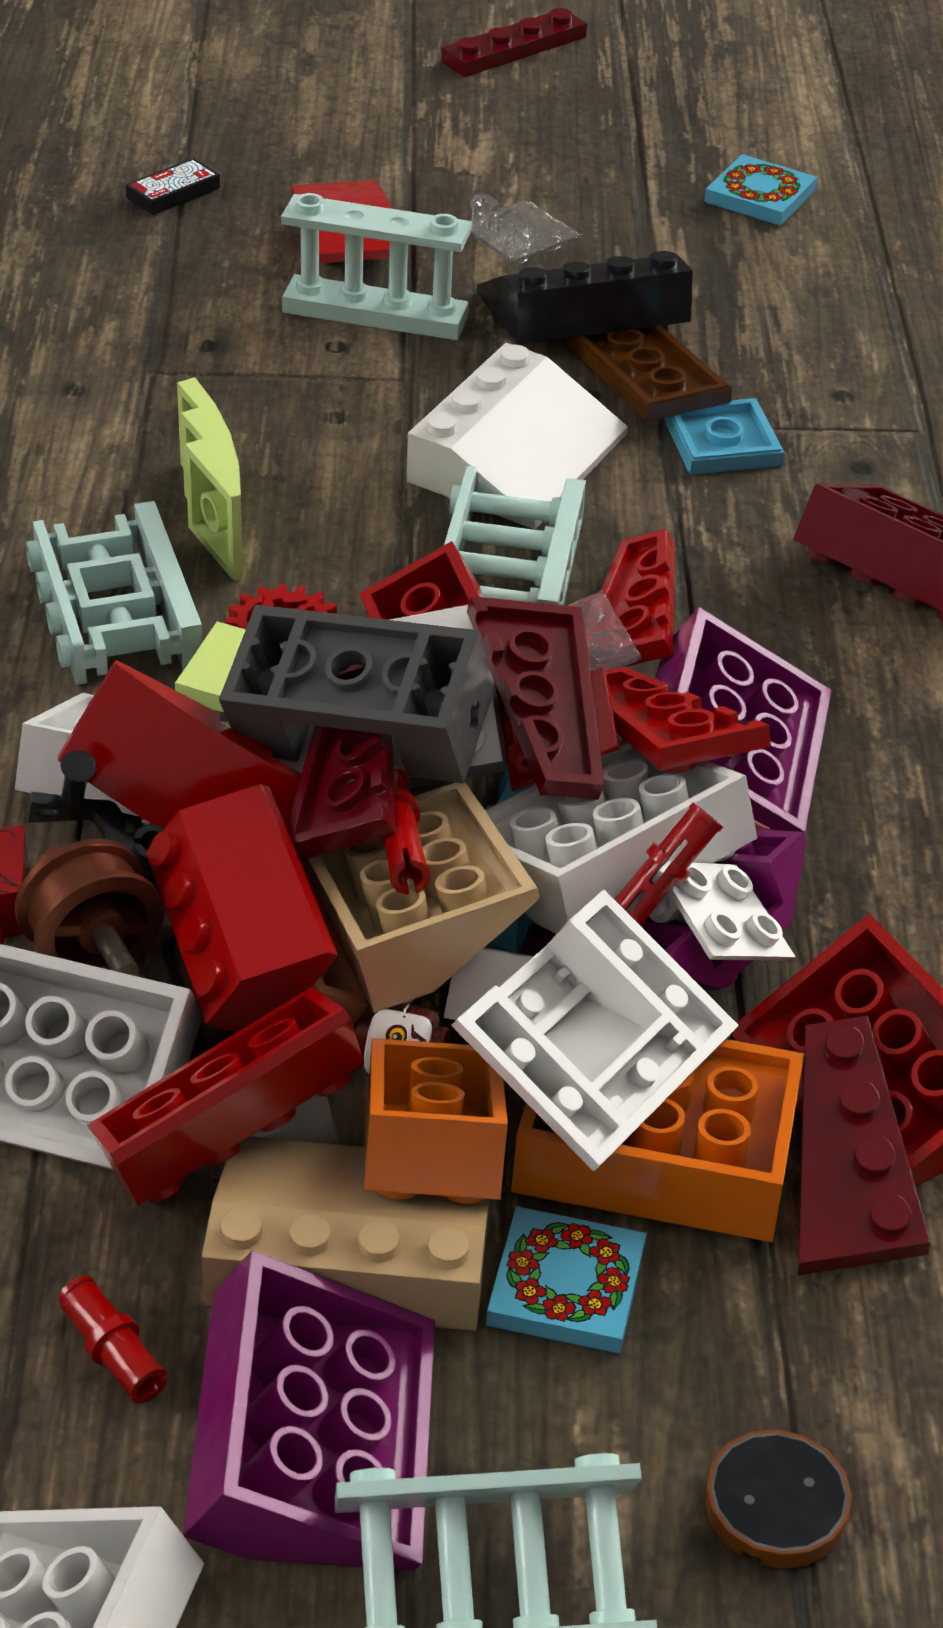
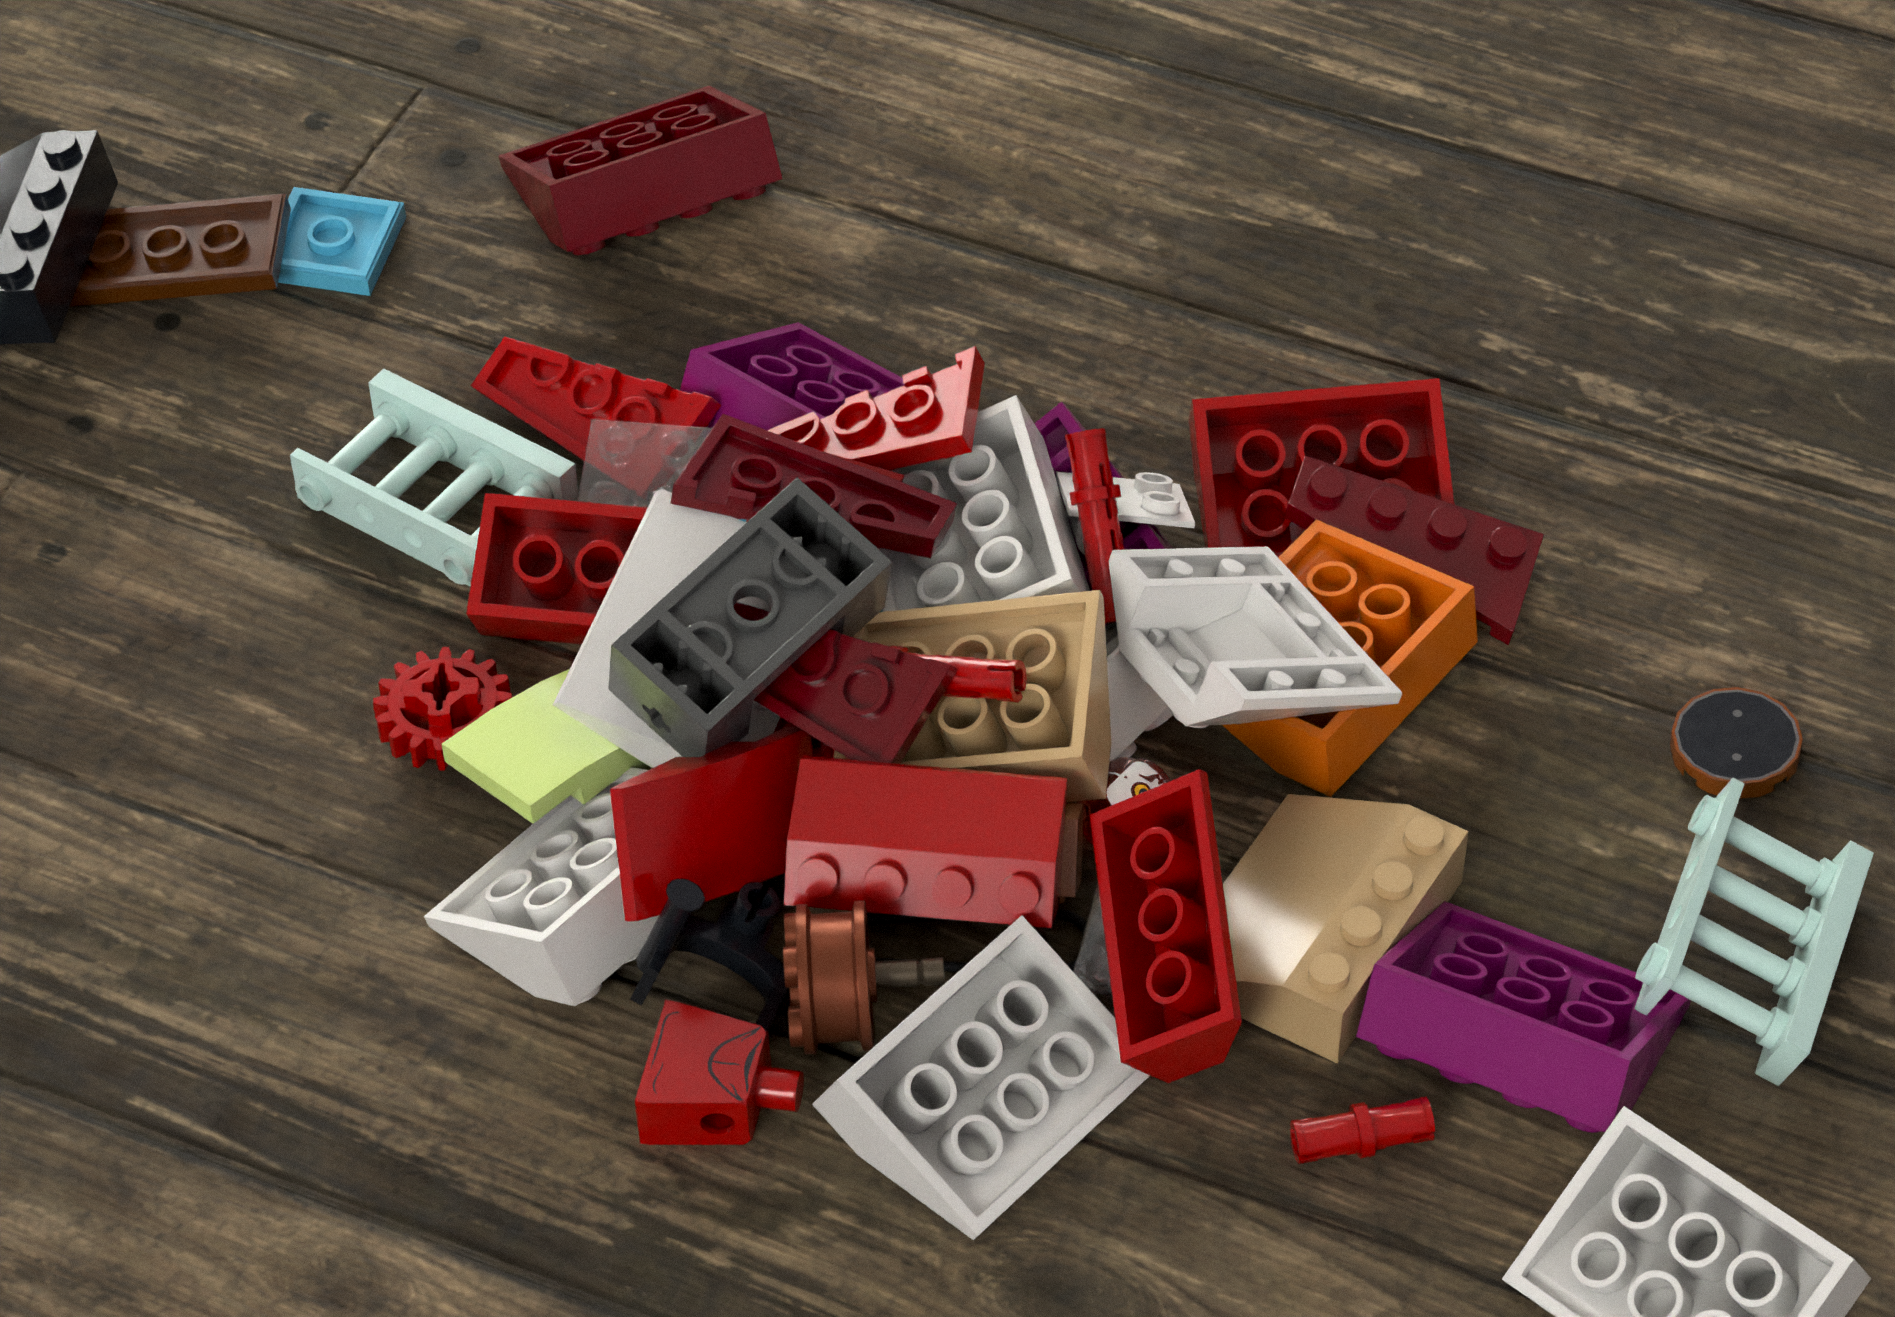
camera: 60 degrees left, 5 degrees up
(116, 622) = (292, 791): light aqua fence -> none
(210, 477) = (162, 674): yellowish green slope -> none
(434, 1122) = (1283, 790): orange brick -> none
(518, 425) = (222, 406): white slope -> none
(567, 1280) = (1453, 782): tile -> none

